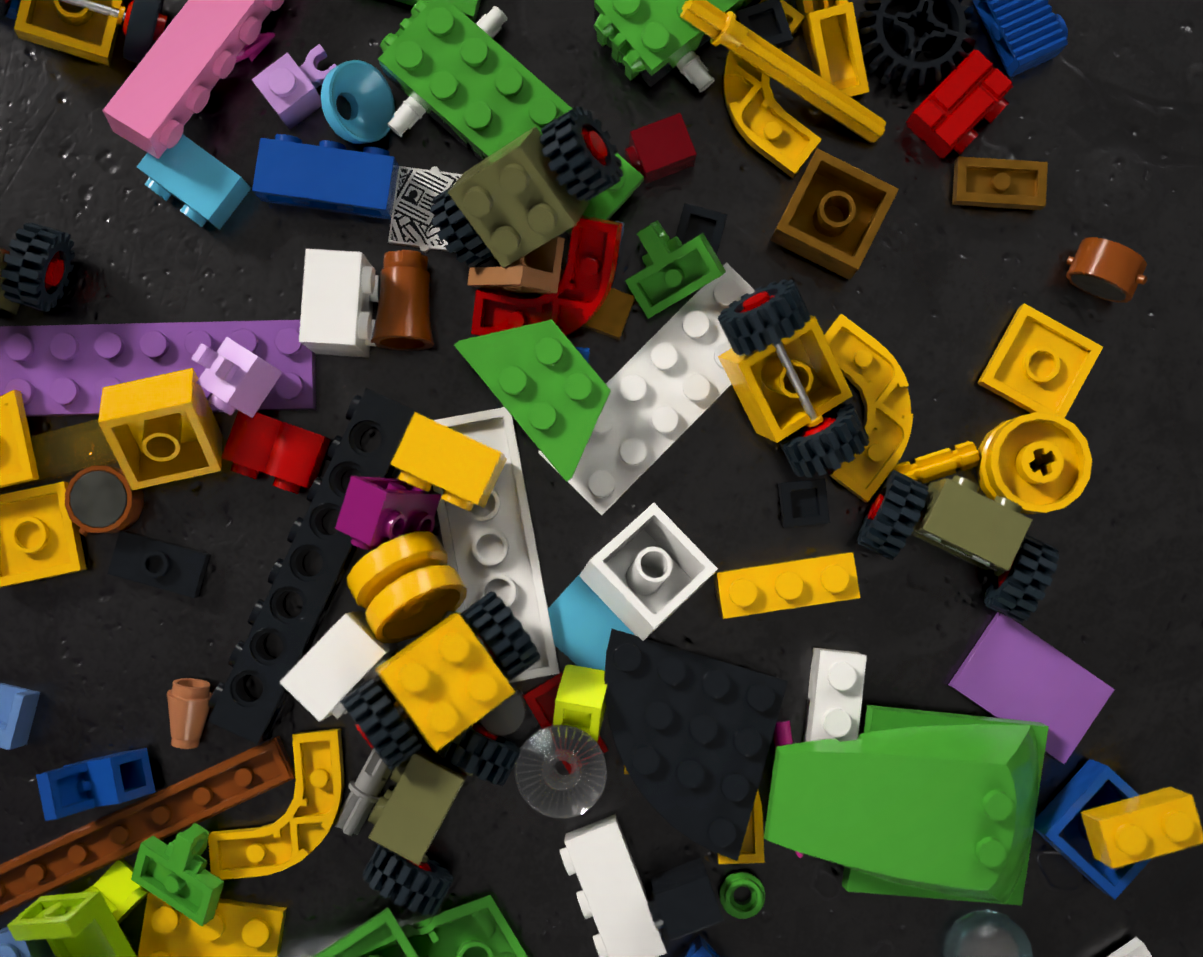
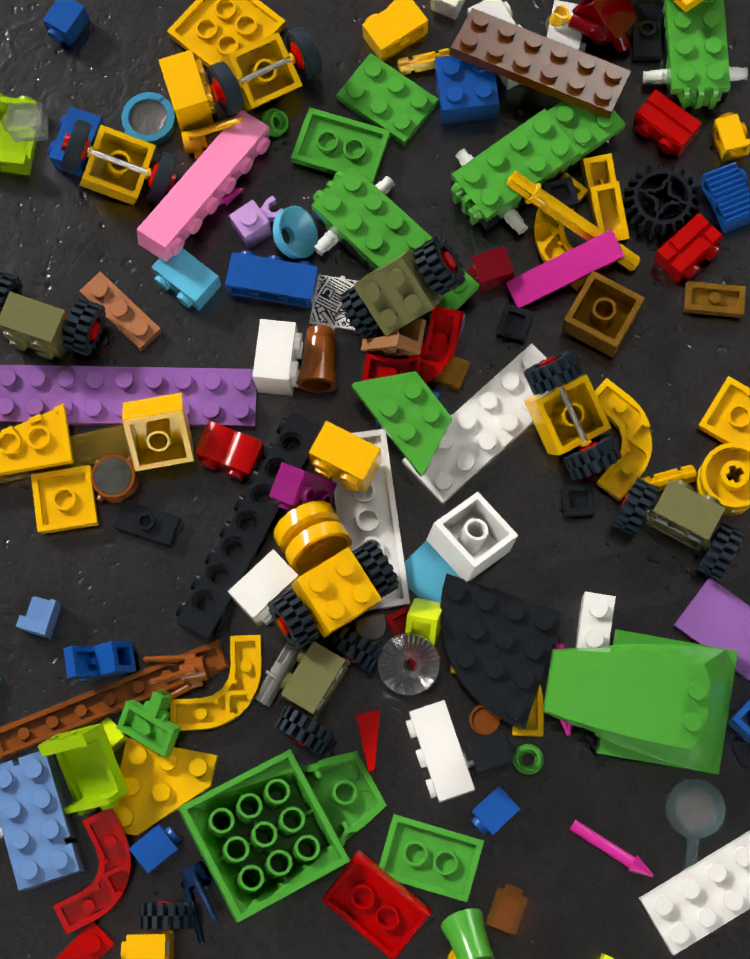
camera: 10 degrees right, 10 degrees down
(98, 235) = (121, 311): none -> nougat plate
(188, 711) = (161, 619): nougat cone -> none
(235, 377) = (208, 399): lavender brick -> none
(239, 794) = (192, 671): none -> dark orange plant
(505, 861) = (369, 727): none -> red piece
(671, 269) = (495, 345): bright green hinge -> none
(671, 842) = (483, 721): none -> dark orange piece
(775, 145) = (565, 269): none -> dark pink tile
(786, 585) = (564, 551): yellow brick -> none

